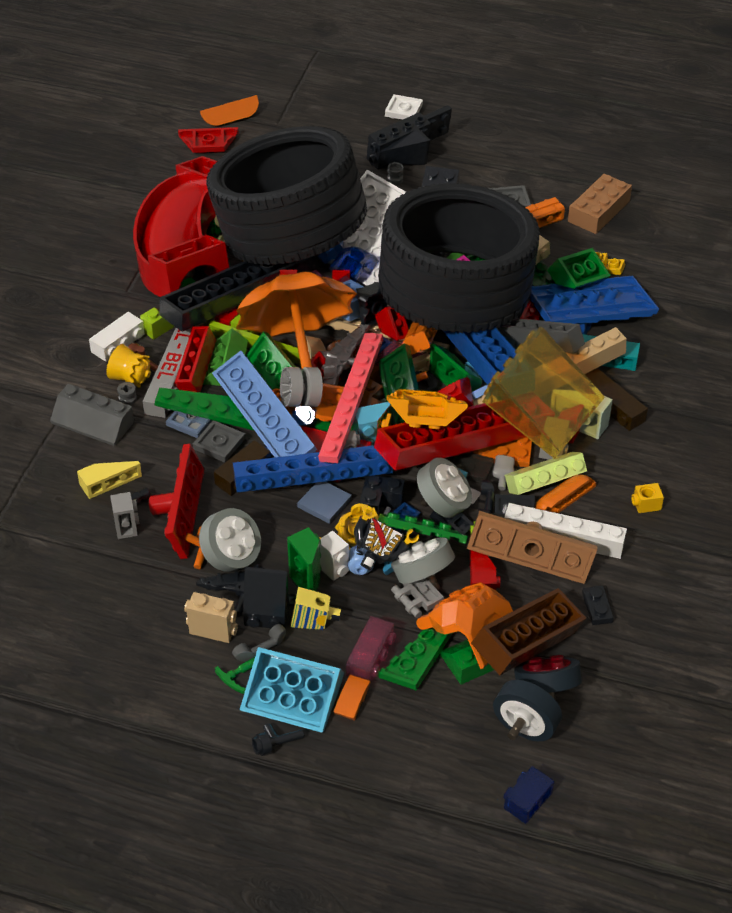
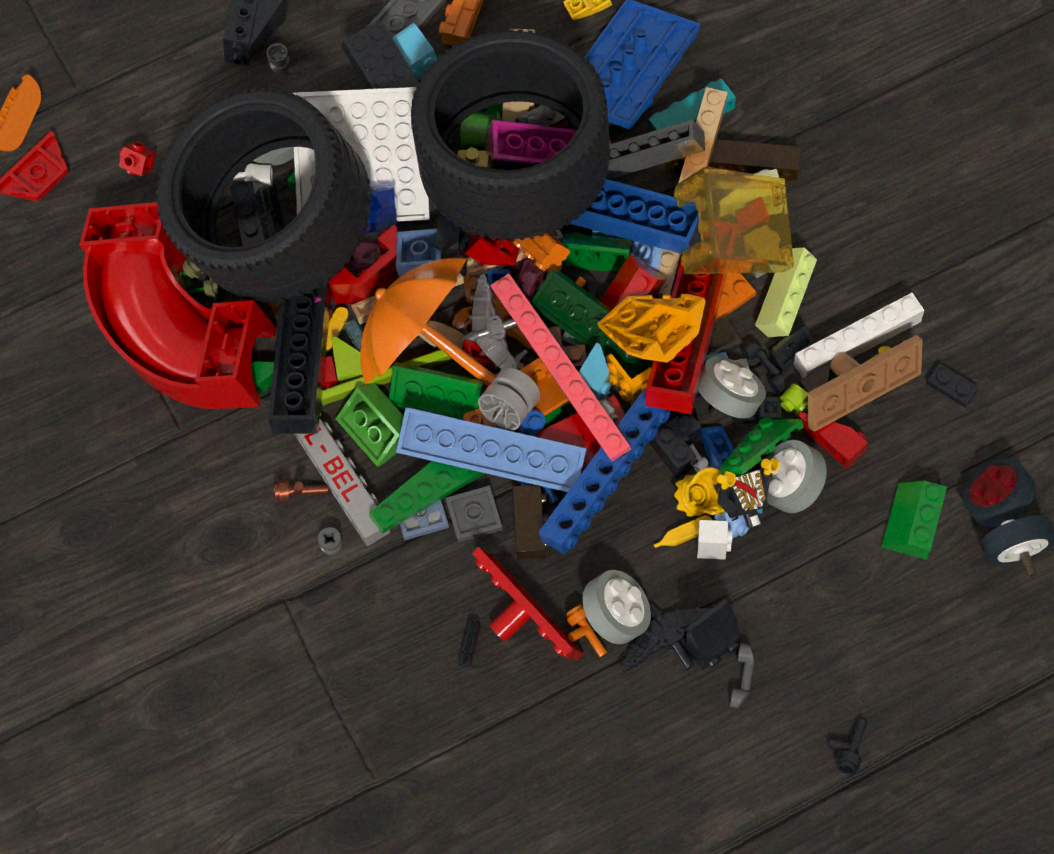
camera: 40 degrees left, 20 degrees up
(92, 414) = (328, 594): dark grey slope -> none
(107, 476) = (419, 647): light yellow slope -> none
(122, 331) = (244, 488): white brick -> none
(124, 515) = (493, 667): light grey brick -> none
(128, 366) = (307, 512): yellow hat -> none
(155, 324) = (261, 440): lime slope -> none
(196, 359) = (358, 450): red brick -> none
(211, 617) = (684, 692): tan brick -> none
(227, 677) = (749, 725): green piece -> none
(291, 689) = (815, 692): medium azure slope -> none
(304, 559) = (709, 570): green slope -> none
(312, 610) = (753, 605): light yellow torso -> none
(324, 501) = (635, 491): sand blue tile -> none
(351, 697) = (864, 652): orange slope -> none
(371, 649) = (833, 597): clear pink brick -> none
(416, 660) = (874, 569): green wing -> none
(424, 593) = (820, 507): light grey plate -> none
(467, 612) = (886, 498): orange piece -> none
(503, 466) = (744, 319): light grey piece -> none
(528, 631) = (951, 468): reddish brown brick -> none
(565, 493) = (816, 302): orange brick -> none
(578, 269) = (587, 32): green slope -> none
(647, 498) = (890, 234): yellow brick -> none

